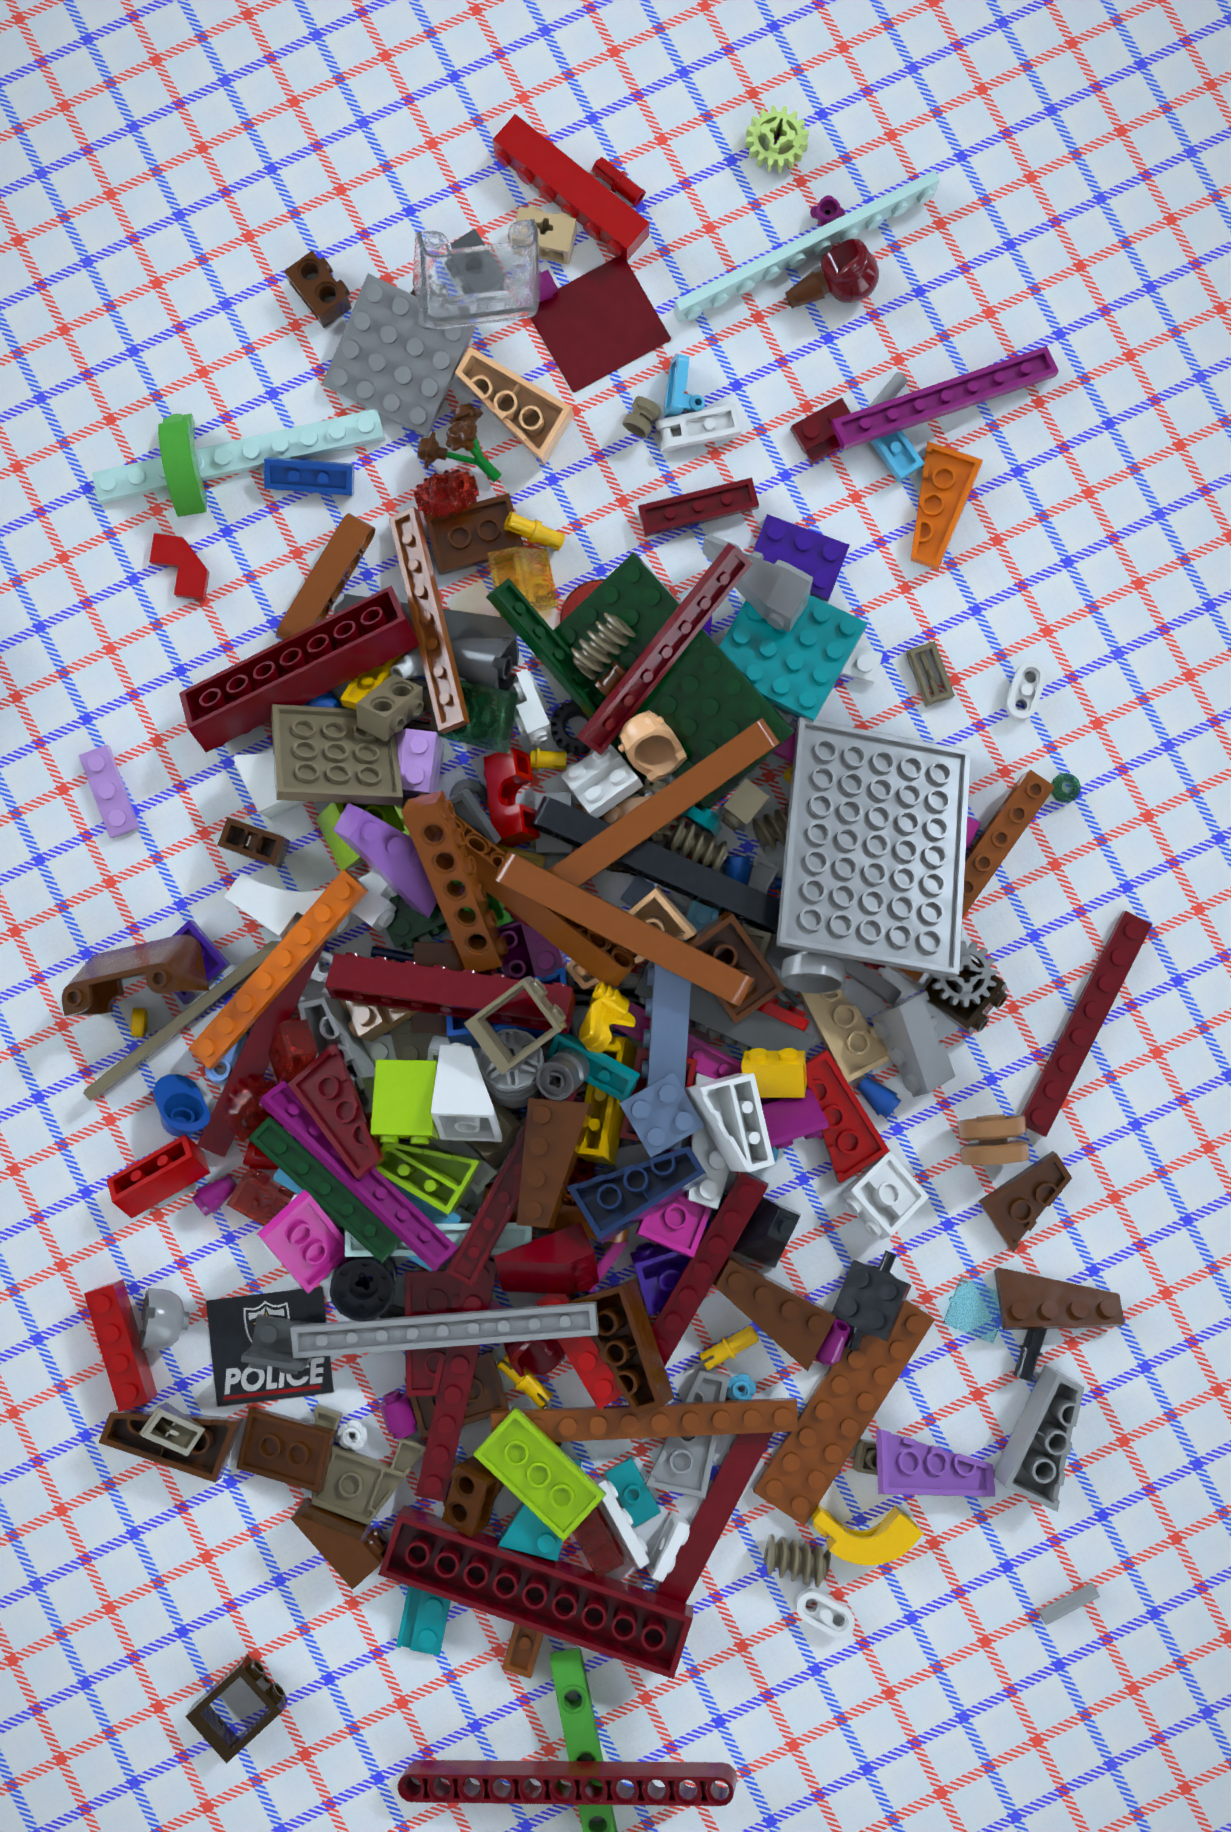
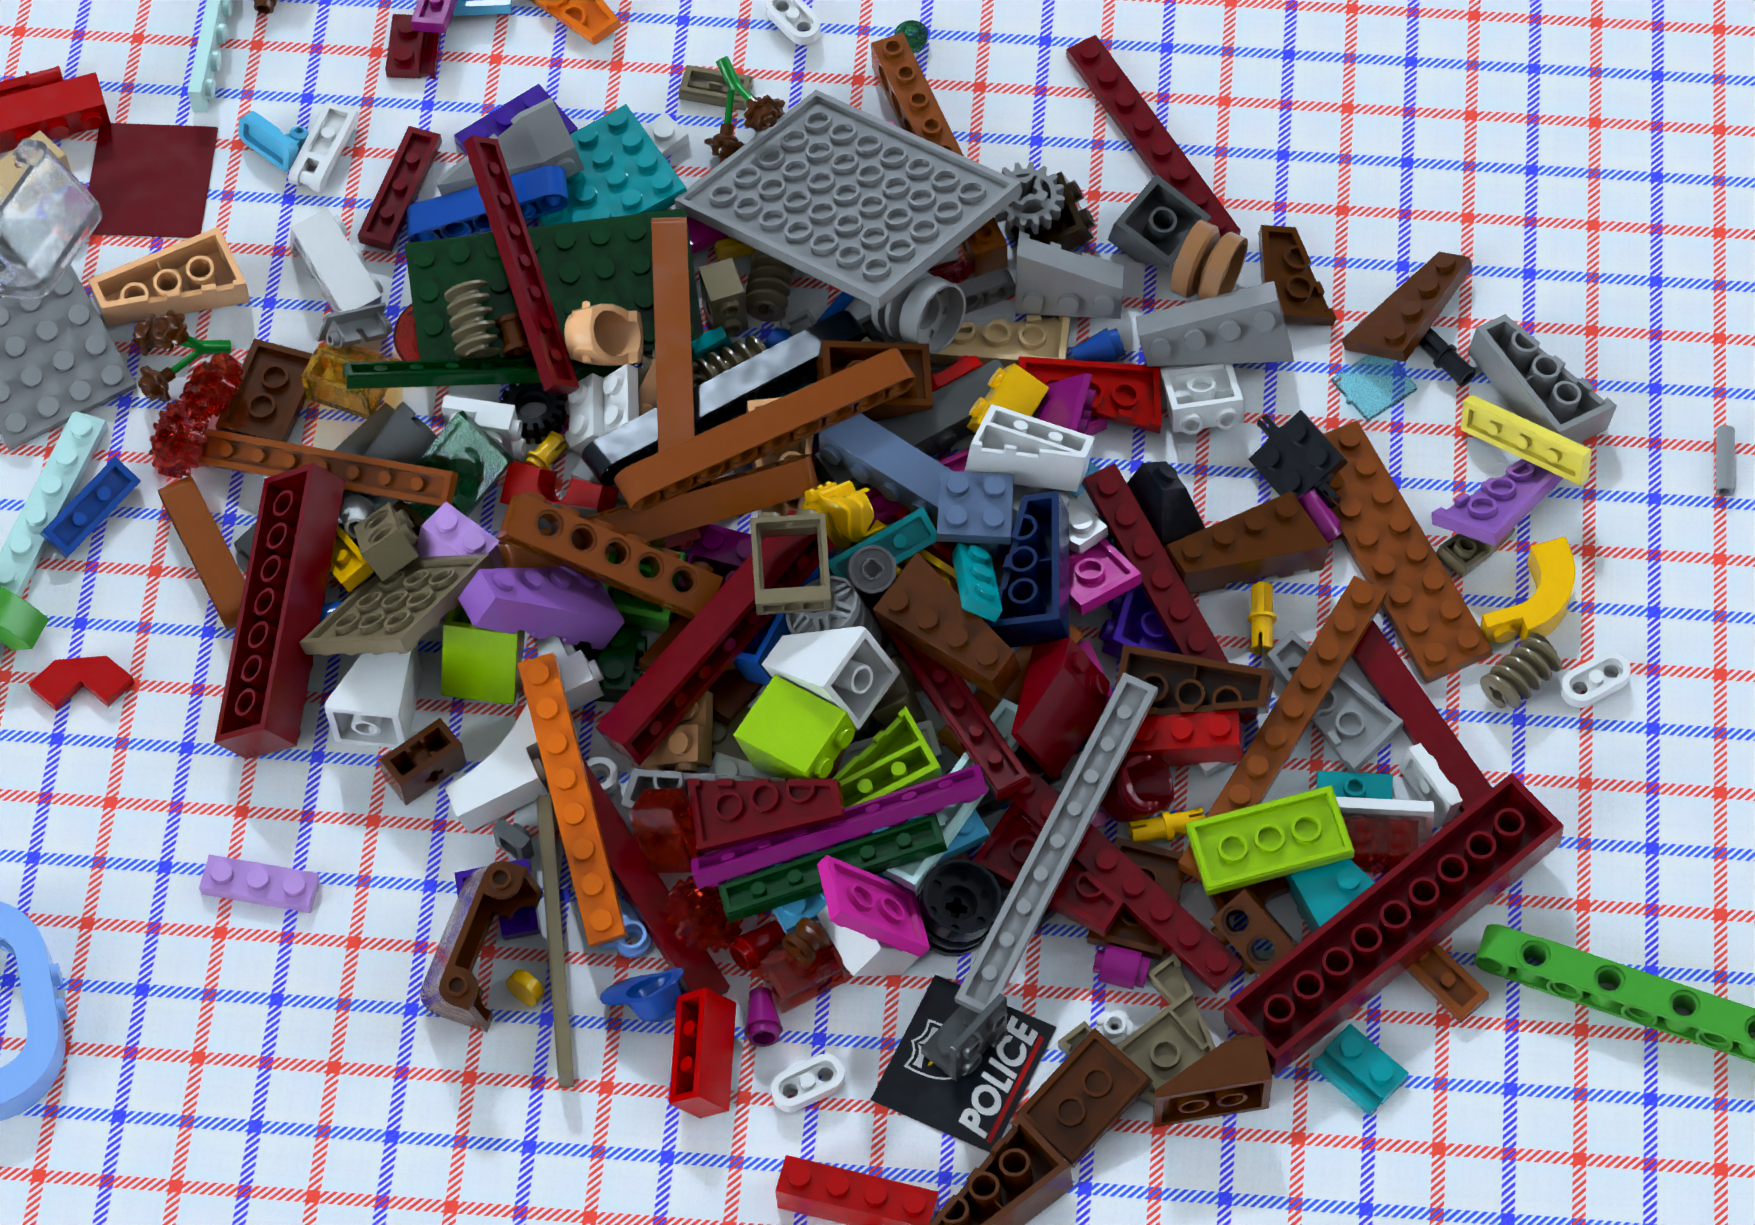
camera: 55 degrees left, 25 degrees down
(162, 1319) = (856, 1139): light grey cylinder -> none
(172, 1429) = (981, 1167): dark tan slope -> none
(187, 1257) = (806, 1082): none -> white plate
(239, 942) = (513, 839): none -> dark grey plate
(268, 1200) = (806, 941): none -> reddish brown wheel
(392, 500) = (178, 439): none -> clear red gear
(534, 531) = (300, 339): yellow pin -> none
(548, 553) = (343, 328): none -> light grey hinge
(577, 1773) = (1607, 1014): dark red beam -> none
(597, 1157) = (976, 581): none -> teal plate
(599, 510) = (334, 262): none -> white wedge
(641, 417) = (275, 189): dark tan wheel -> none
(692, 561) = (464, 214): none -> blue beam
(744, 1381) = (1305, 624): medium azure plate -> none
(918, 730) = (760, 114): none -> reddish brown plant
(940, 1179) = (1218, 330): none -> light grey wedge
(988, 1459) = (1526, 439): none -> light yellow plate
(1007, 1080) = (1156, 224): none -> dark grey slope

